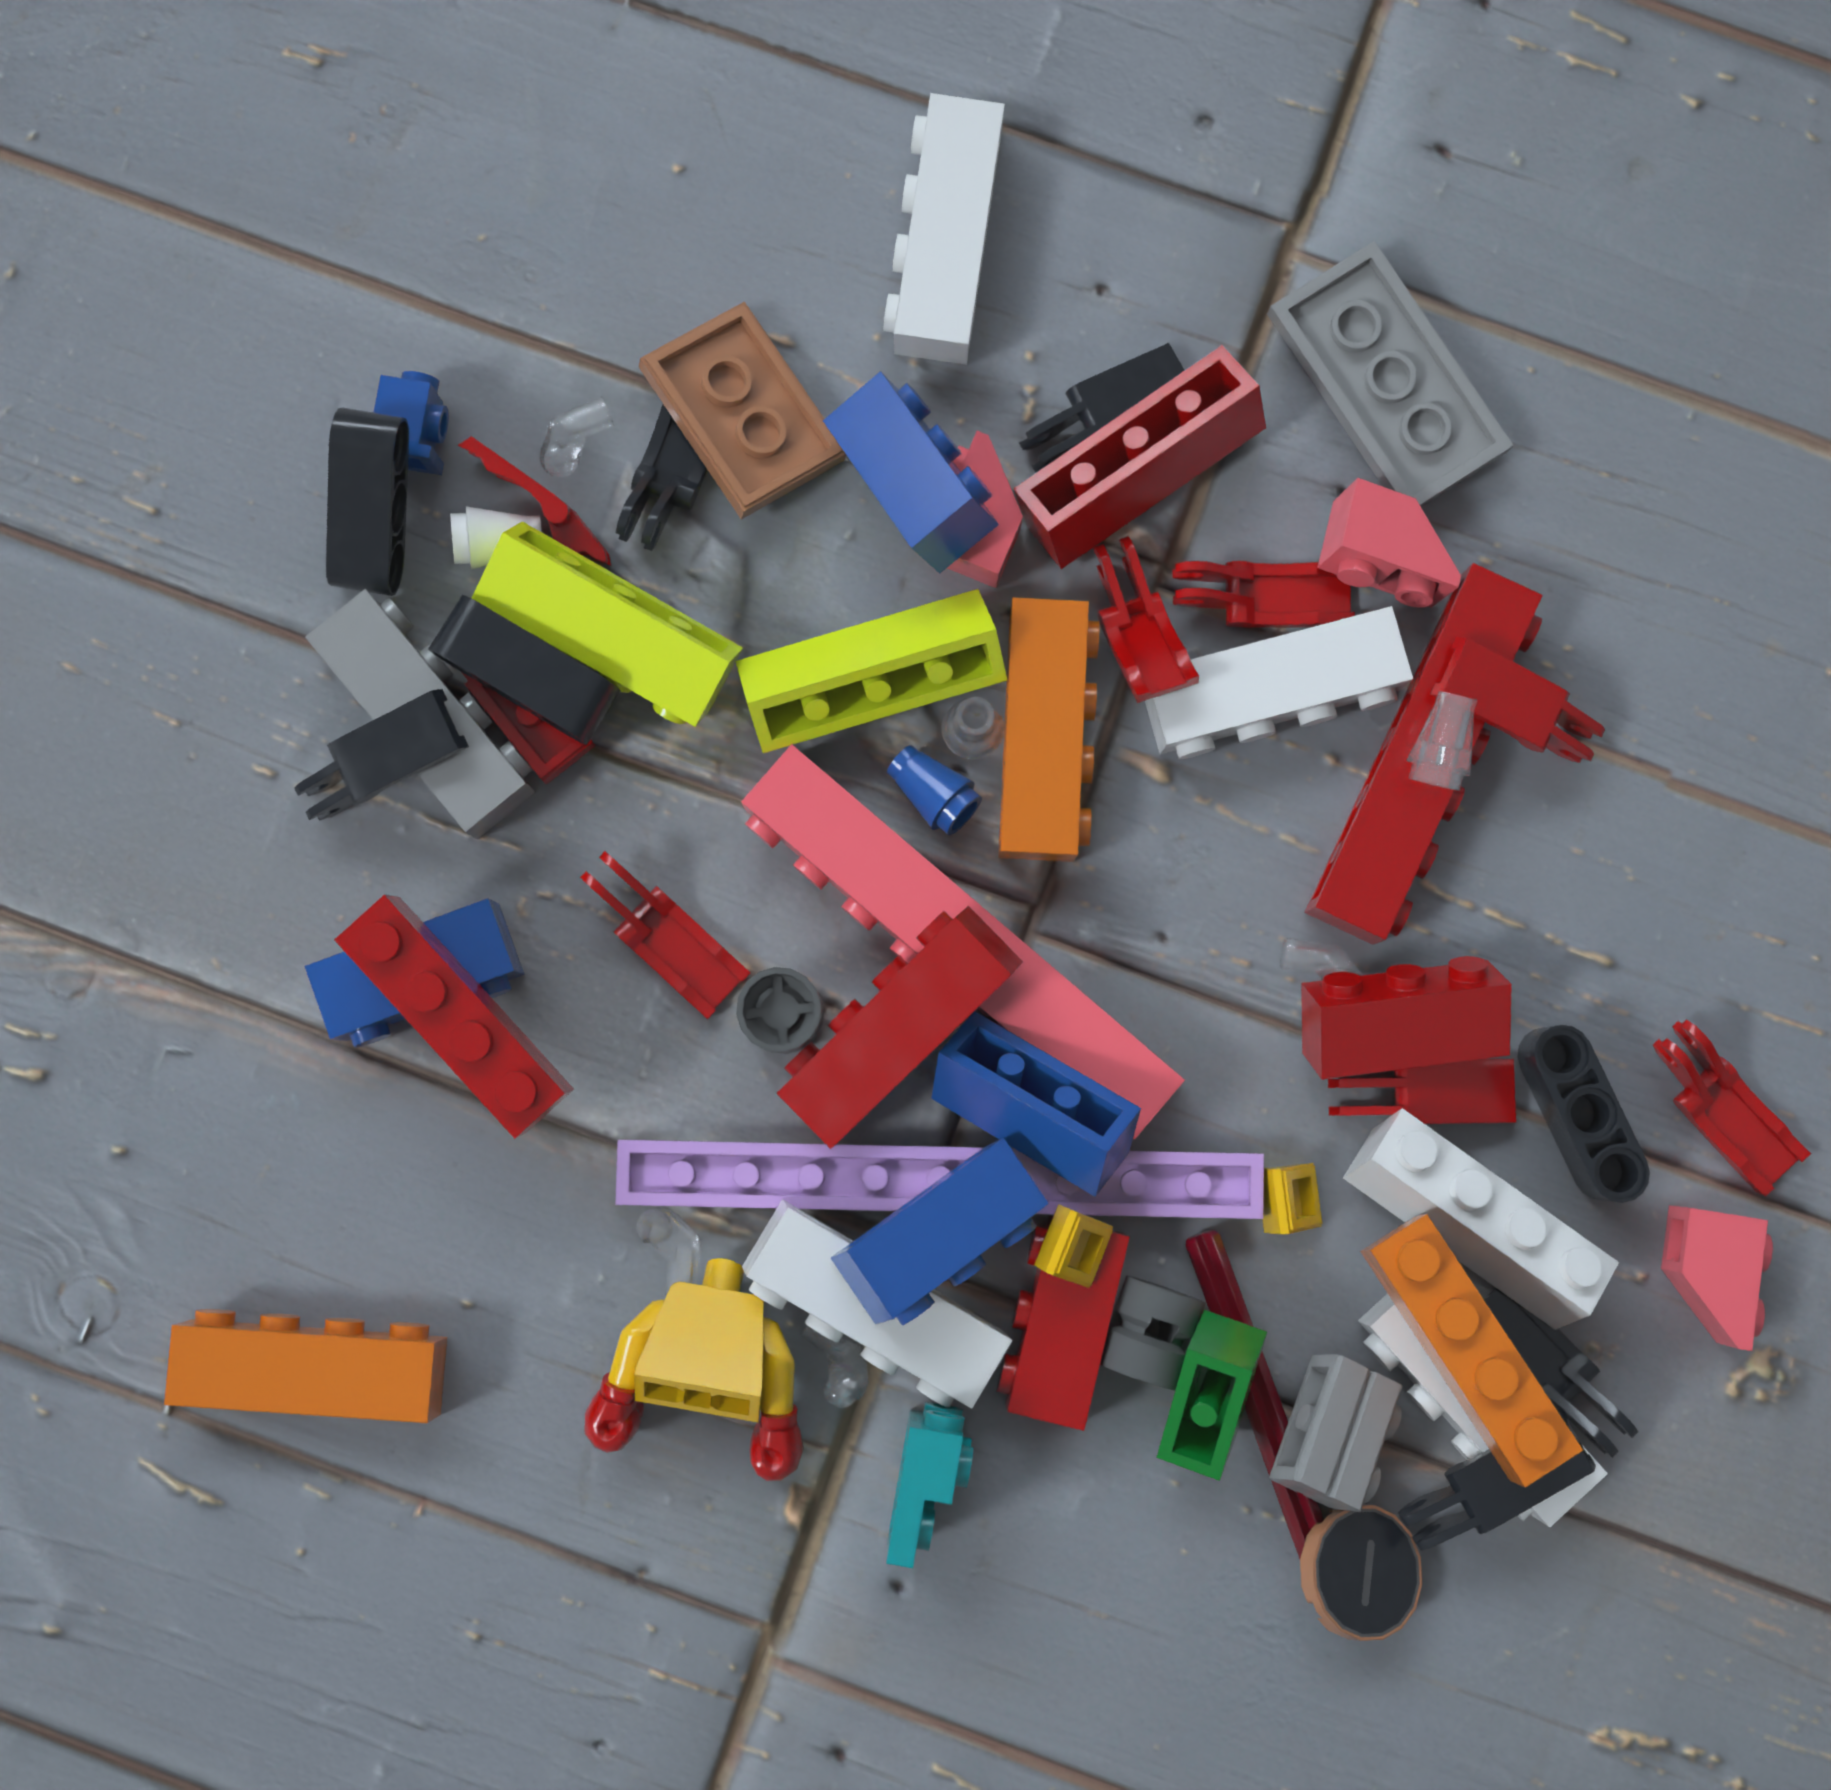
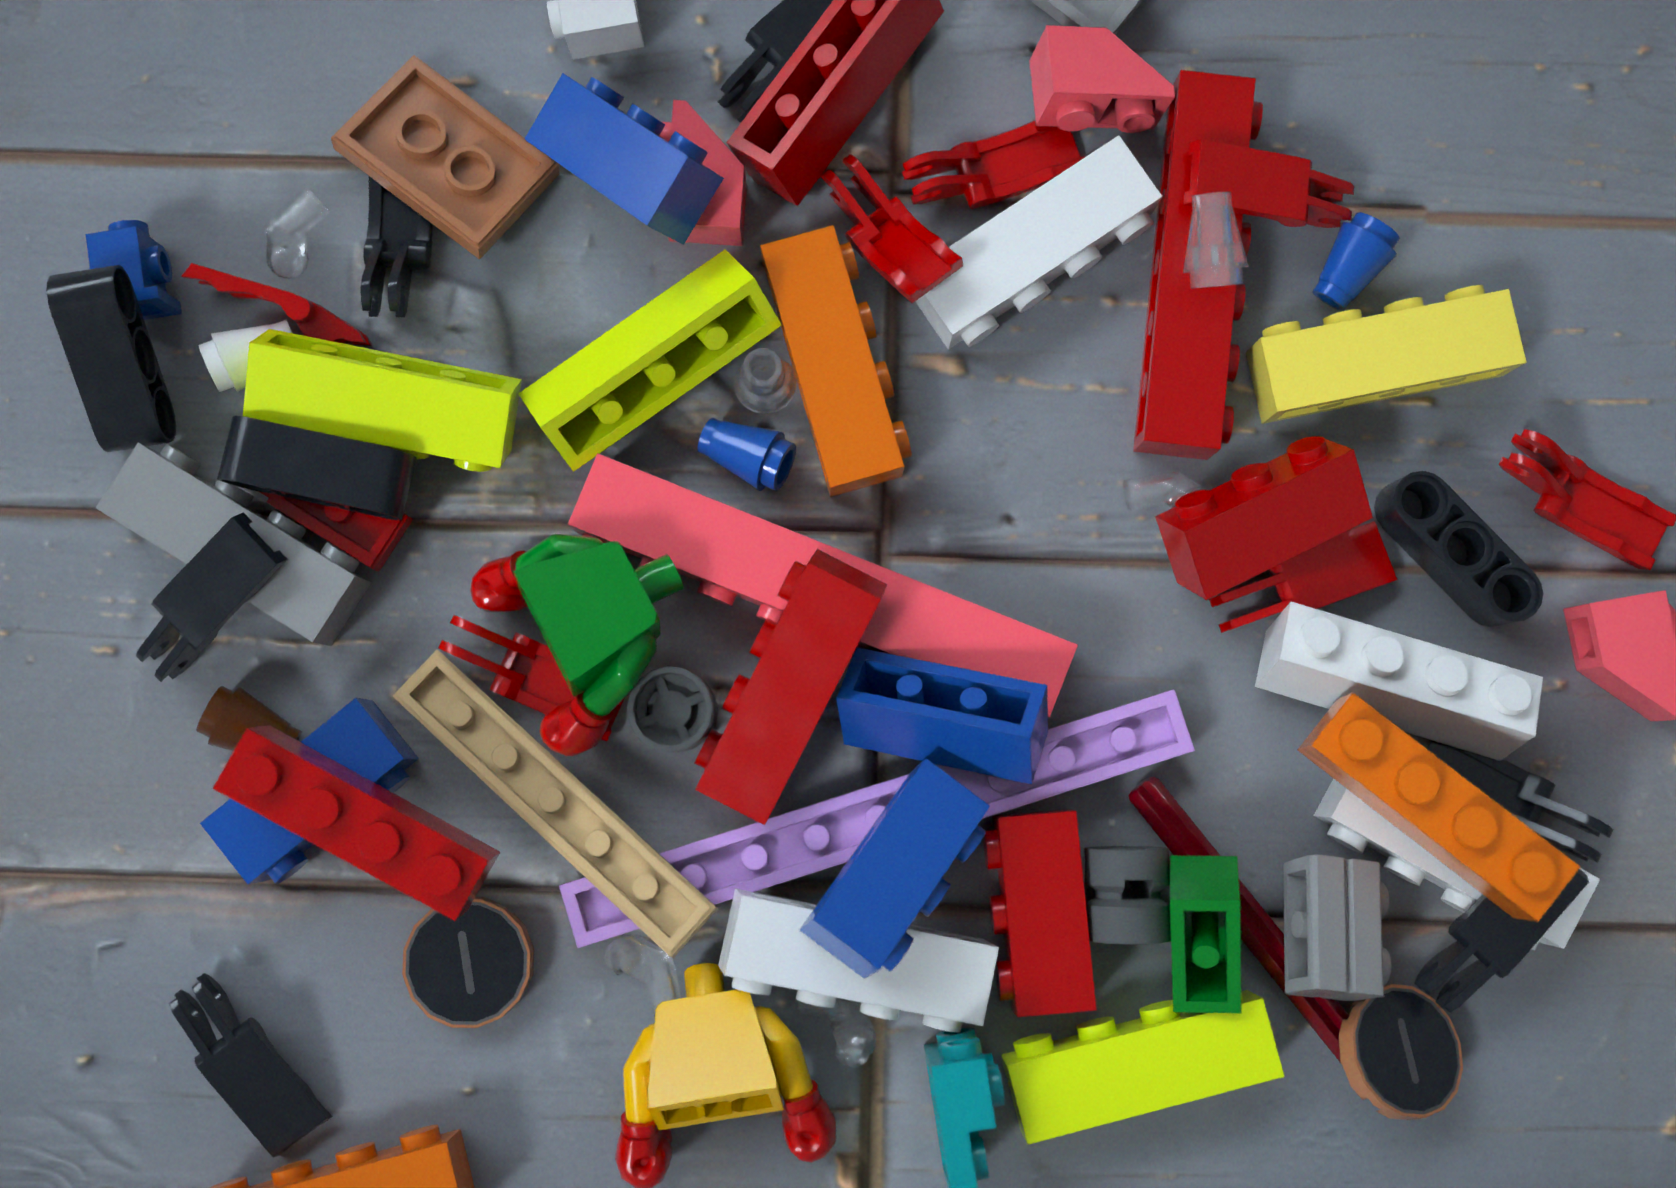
camera: 20 degrees left, 0 degrees up
(270, 1214) = (247, 1069): none -> black arm
(367, 877) = (232, 713): none -> reddish brown cone
(506, 1186) = (468, 967): none -> black tile
(640, 1061) = (556, 804): none -> tan tile
(734, 899) = (593, 619): none -> green torso
(1073, 1246) = (1027, 838): yellow slope -> none
(1106, 1497) = (1137, 1066): none -> neon yellow brick
(1291, 1199) = (1213, 723): yellow slope -> none
(1578, 902) = (1384, 354): none -> light yellow brick
(1581, 801) = (1355, 260): none -> blue cone

